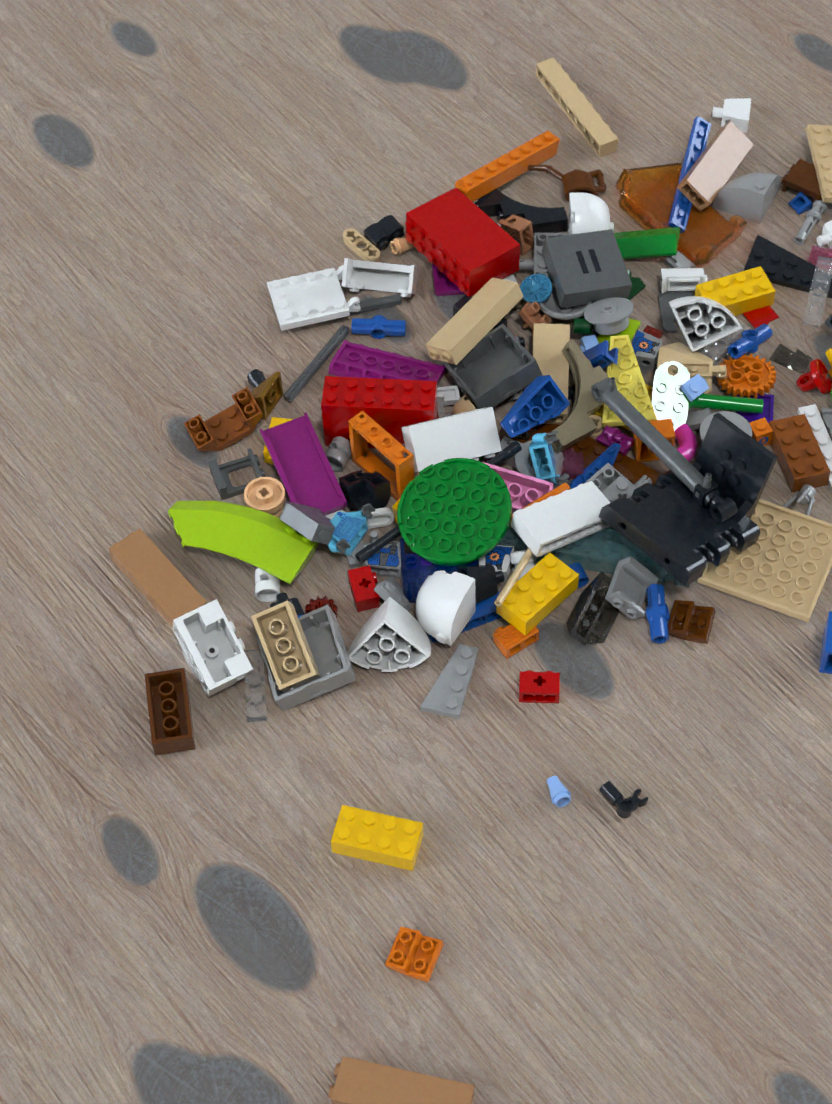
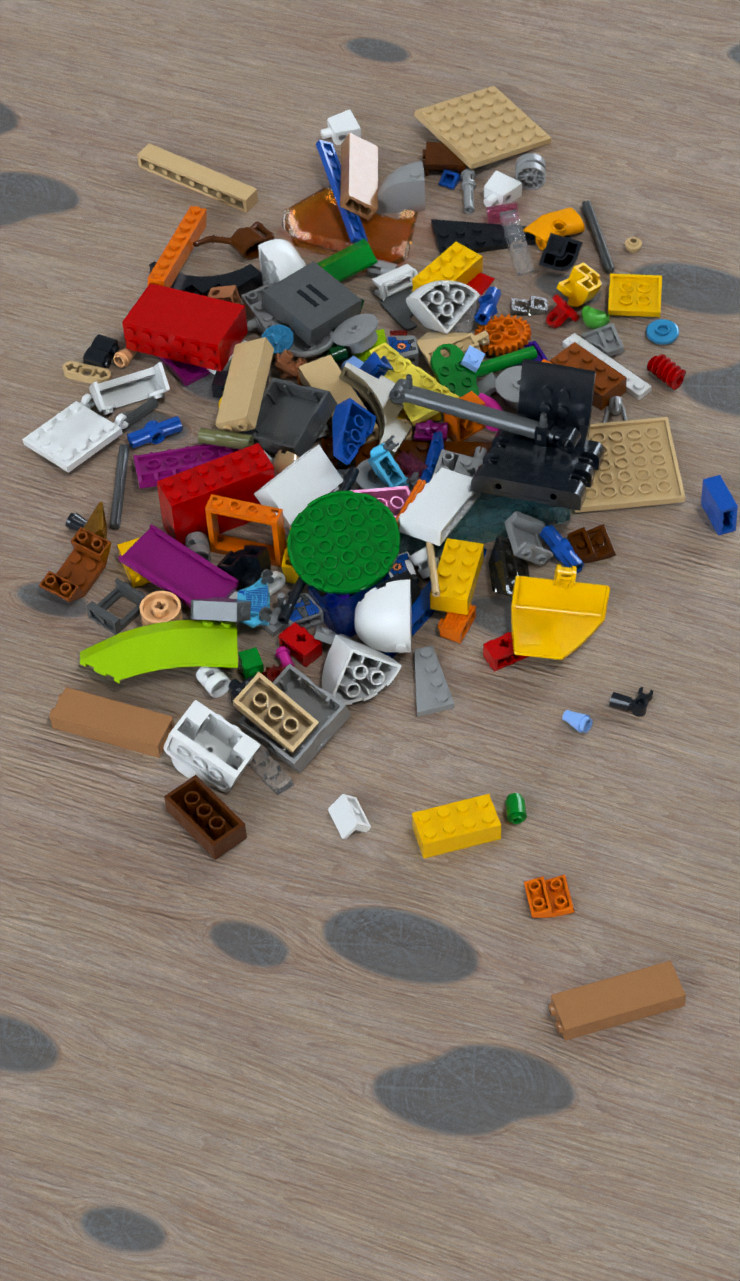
camera: 30 degrees left, 5 degrees down
(294, 776) = (348, 816): none -> white panel
(307, 585) = (250, 662): none -> green brick
(343, 591) = (282, 654): none -> dark pink pin
(427, 362) = (224, 439): none -> olive axle
(442, 849) = (515, 808): none -> green brick
(602, 678) = (555, 614): none -> yellow panel

